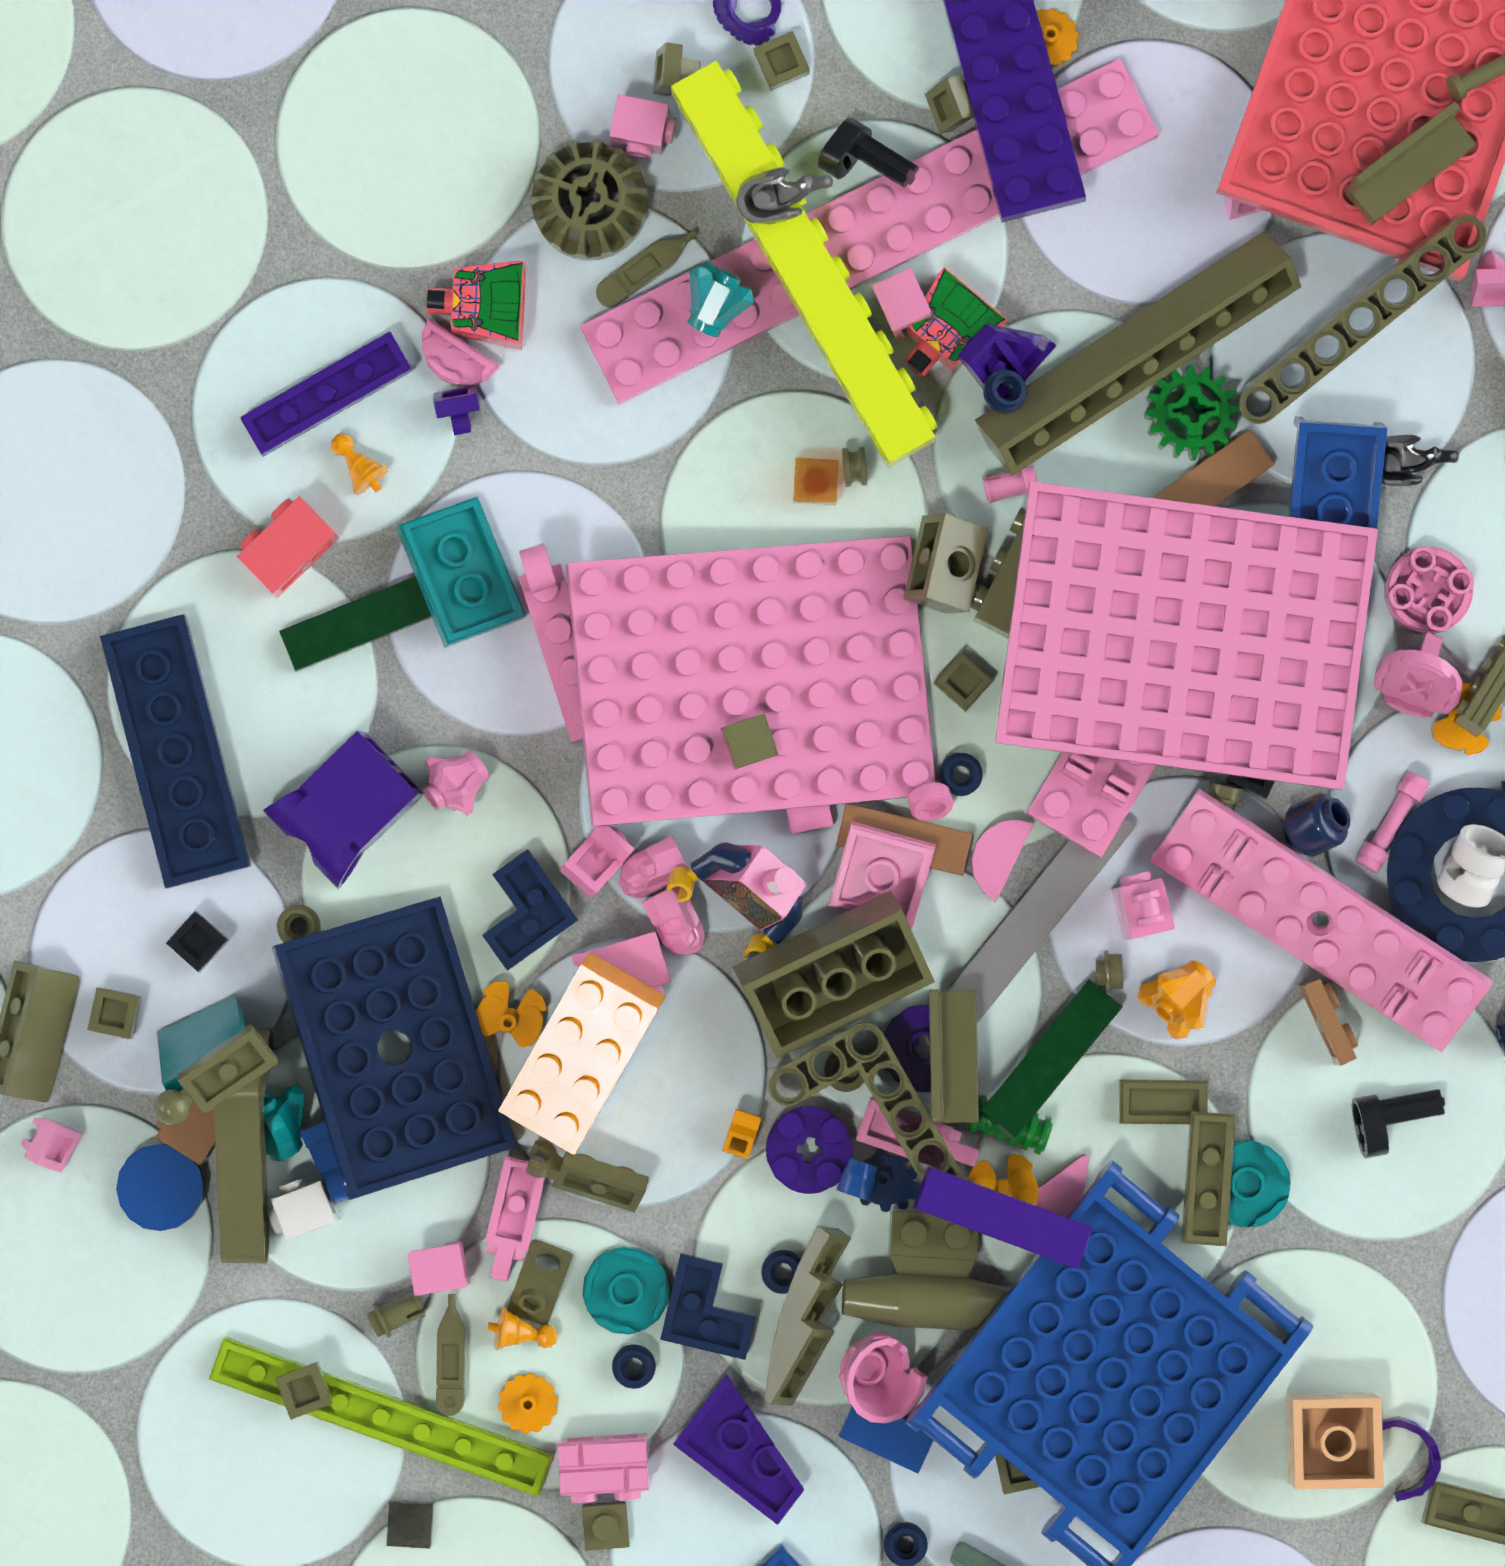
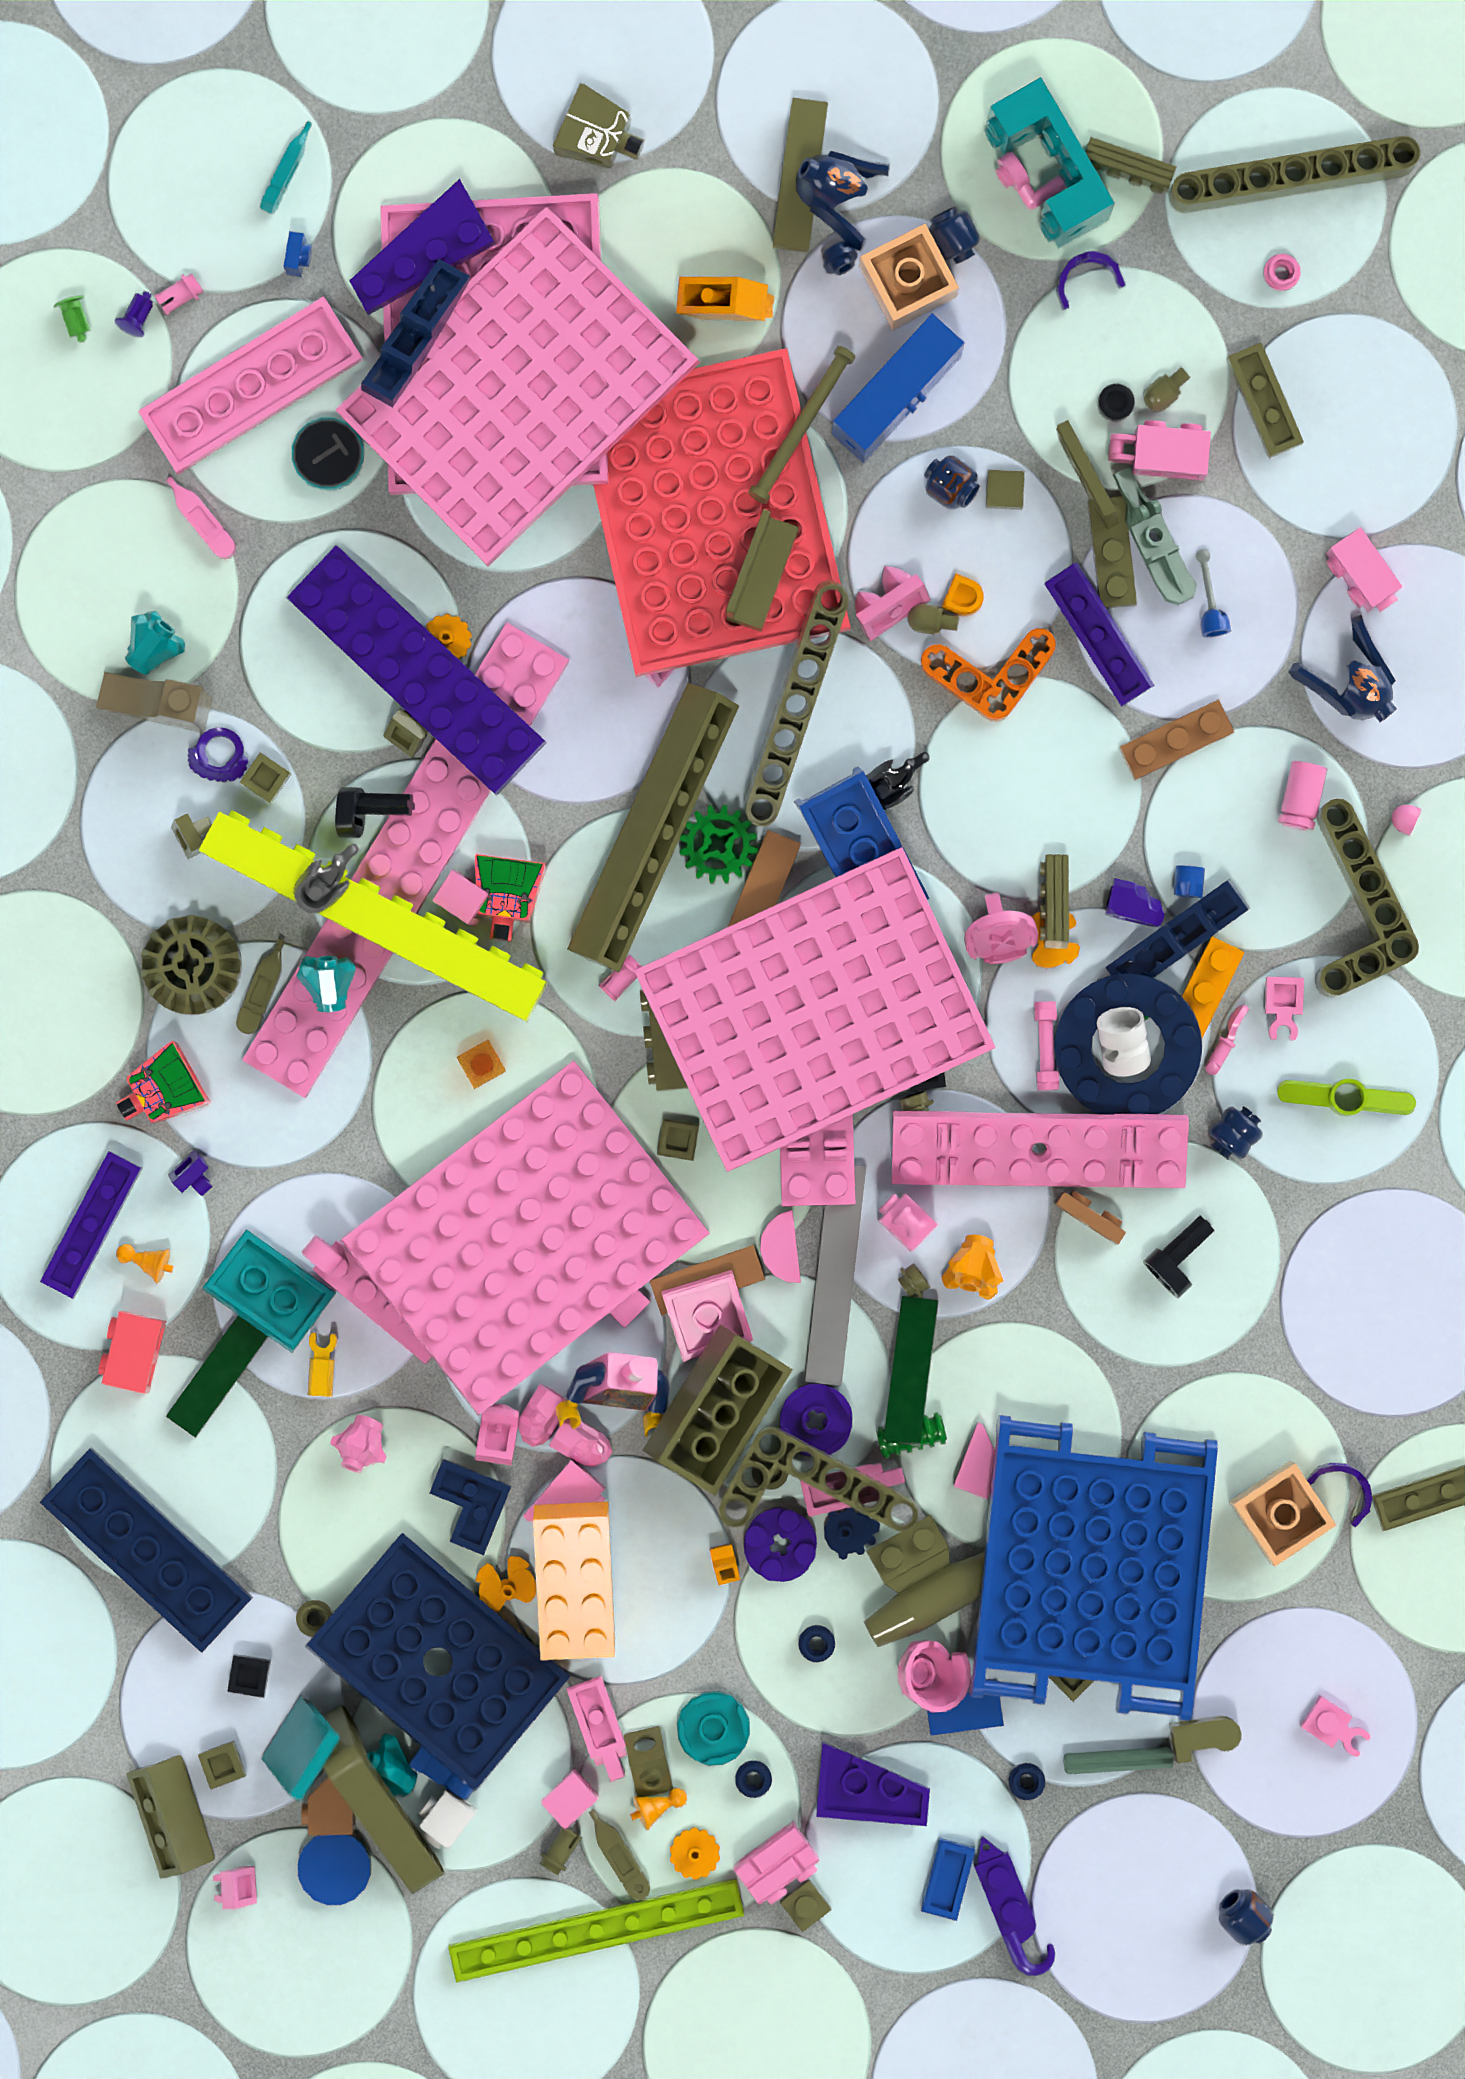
camera: 30 degrees left, 0 degrees up
(216, 1076) = (324, 1765): olive plate -> none
(304, 1390) = (529, 1947): olive plate -> none
(346, 806) = (293, 1511): dark purple piece -> none
(410, 1524) = (665, 1993): clear smoke plate -> none
(453, 358) = (166, 1141): bright pink tile -> none
(464, 681) = (321, 1367): none -> yellow bar
(588, 1177) = (635, 1665): olive plate -> none
(641, 126) = (195, 889): bright pink brick -> none
(693, 1318) = (774, 1717): dark blue plate -> none
(749, 741) = (551, 1283): olive tile -> none
(800, 1328) = (855, 1677): olive slope -> none
(854, 466) = (502, 1036): olive bush -> none
(858, 1179) = (828, 1544): blue hose -> none
(929, 577) = (605, 1082): olive brick -> none
(930, 802) = (709, 1241): bright pink tile -> none
(954, 1056) = (839, 1414): olive panel -> none
(974, 770) = (718, 1195): dark blue plate -> none
(1002, 1217) = (946, 1507): dark purple tile -> none
(1004, 348) = (560, 891): dark purple wing -> none
(1013, 383) = (575, 905): dark blue plate -> none
(1019, 1183) = (929, 1493): light orange piece -> none
(1161, 1100) = (1010, 1349): olive tile -> none
(1208, 1178) = (1076, 1384): olive tile -> none
(1257, 1184) = (1106, 1369): teal tile -> none
(1316, 824) = (993, 1083): dark blue head -> none
(1428, 590) = (967, 863): bright pink tile -> none

